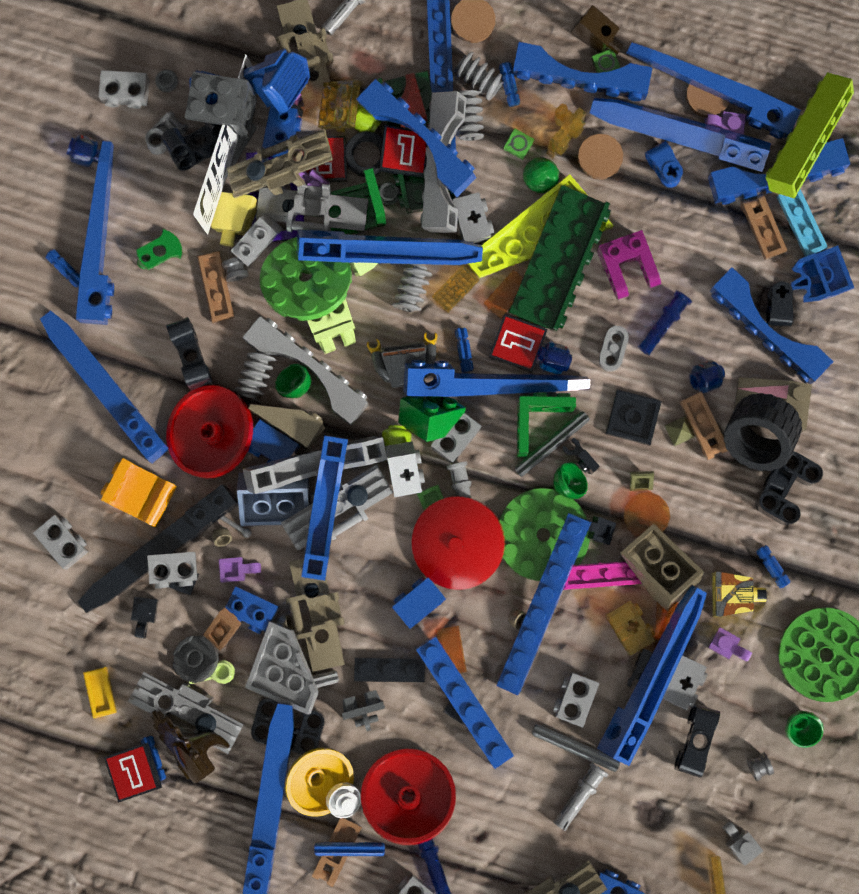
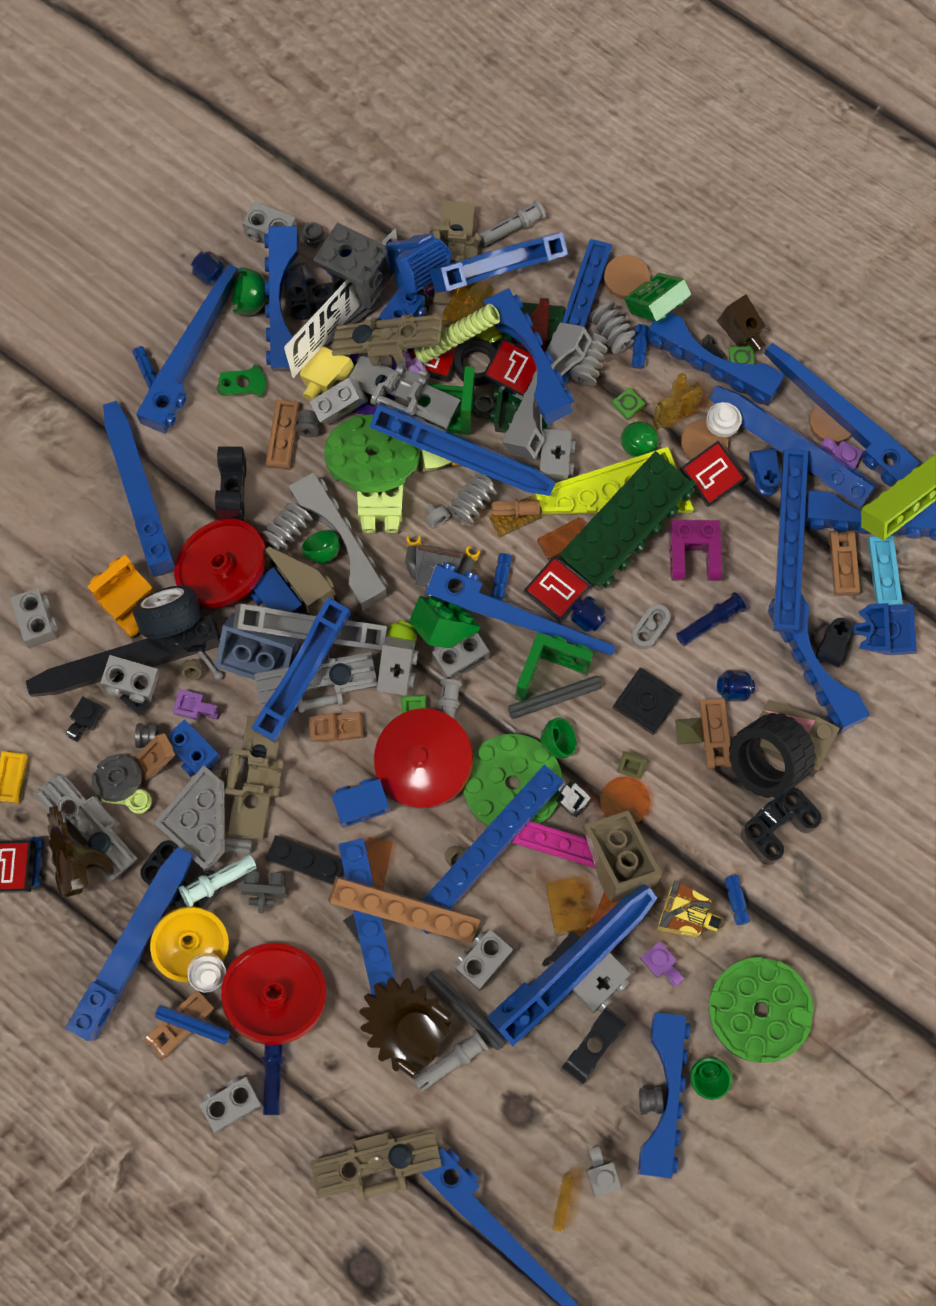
camera: 20 degrees right, 10 degrees down
(132, 161) = (249, 292): none -> green cylinder
(150, 114) = (283, 250): none -> blue arch
(182, 496) = (167, 612): none -> black wheel
(206, 611) = (145, 734): none -> flat silver wheel
(315, 727) = (208, 884): none -> light aqua pin
(328, 72) = (498, 261): none -> blue arch
(349, 132) = (460, 332): none -> yellowish green piece
(370, 541) = (336, 728): none -> medium nougat slope
(386, 314) = (436, 516): none -> light grey tile
(454, 282) = (515, 508): none -> medium nougat axle
(494, 685) = (403, 909): none -> medium nougat plate
(511, 34) = (657, 298): none -> green piece
(531, 782) = (405, 1024): none -> dark brown piece
(571, 62) = (708, 344): none -> black tile
(584, 459) = (582, 724): black plate -> none
(611, 131) = (723, 419): none -> white plate
(619, 185) = (713, 472): none -> red tile
(711, 226) = (790, 541): none -> blue plate
(781, 804) = (657, 1153): none -> blue arch

